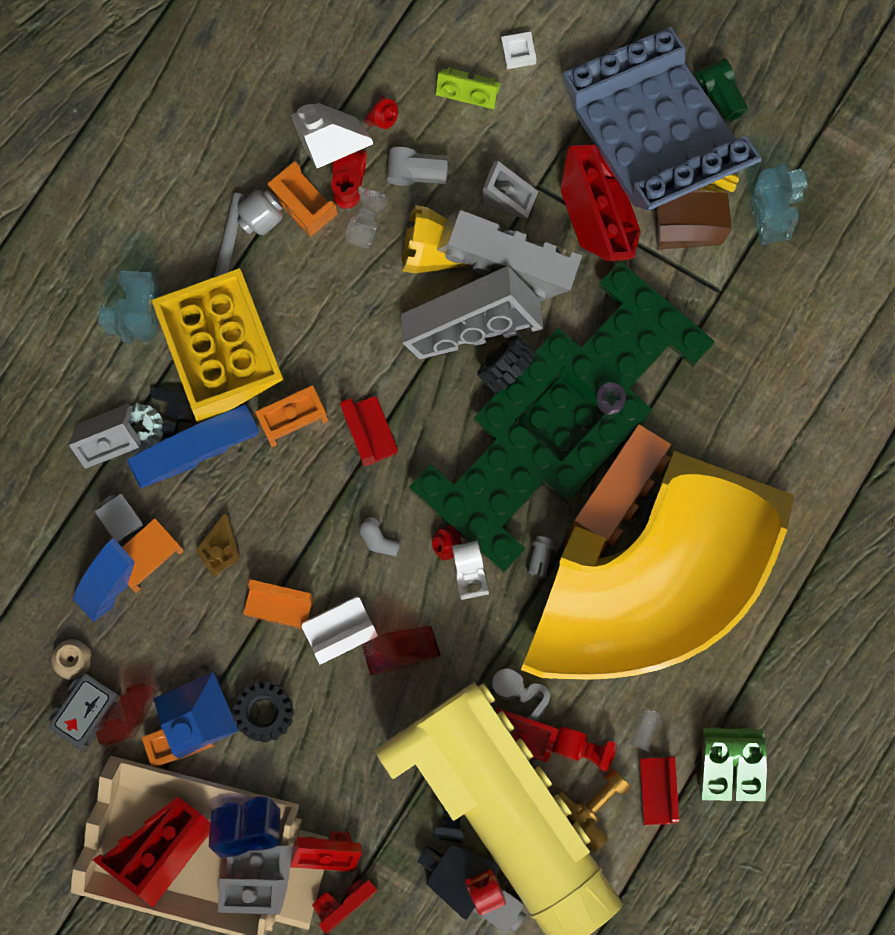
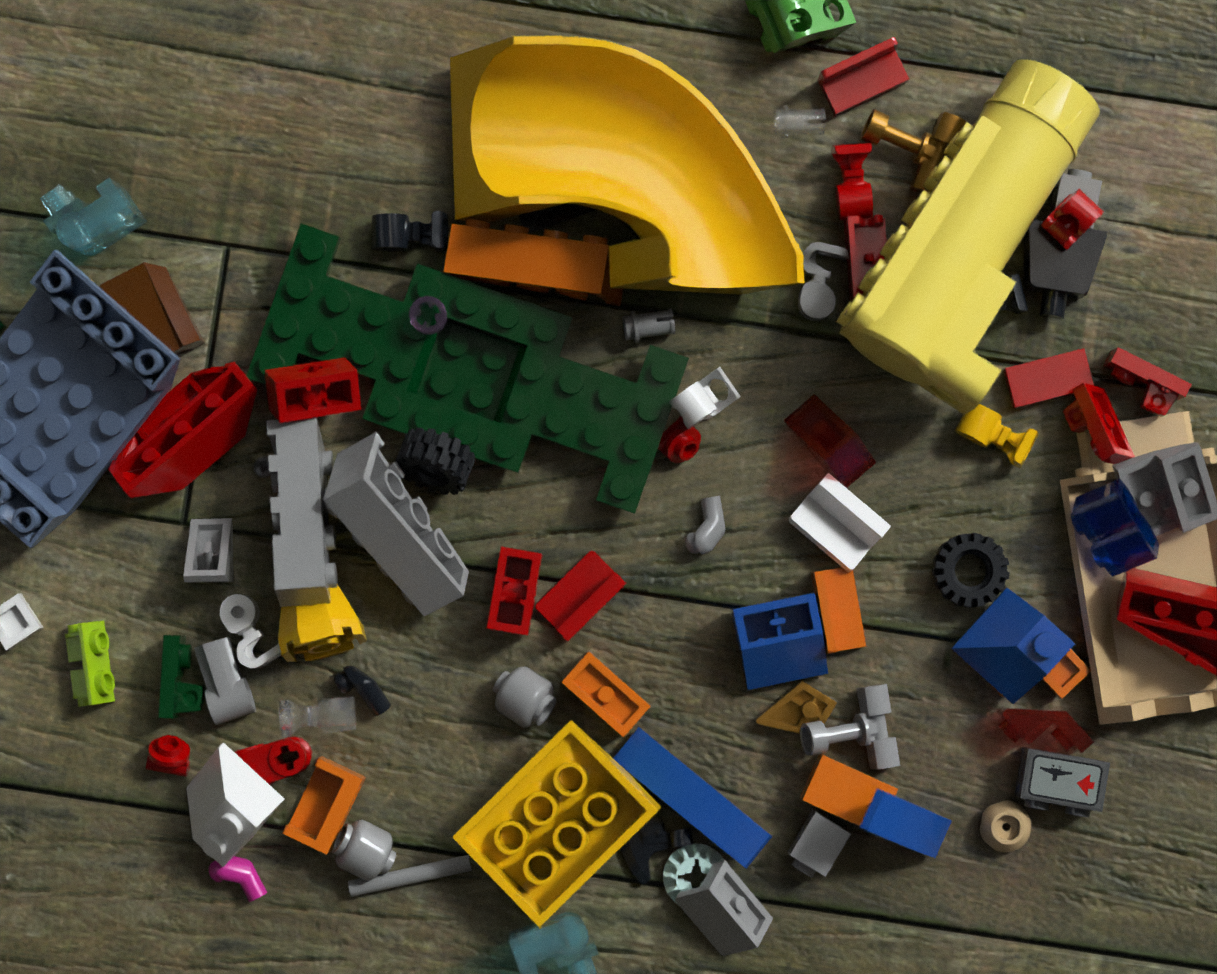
camera: 120 degrees left, 10 degrees up
(185, 590) = (867, 728): none -> light grey bar
(275, 551) = (780, 641): none -> blue slope
(282, 130) = (239, 871): none -> dark pink arm
(315, 361) = (524, 697): none -> light grey head
(361, 768) = (984, 427): none -> yellow leg
(369, 259) = (366, 687): none -> black arm
(378, 832) = (1047, 378): none -> red tile
(391, 382) = (514, 590): none -> red brick
(422, 131) = (176, 695): none -> dark green hinge
(456, 194) = (240, 617): none -> white leg
(591, 297) = (312, 390): none -> red brick
(680, 409) = (397, 233): none -> black leg

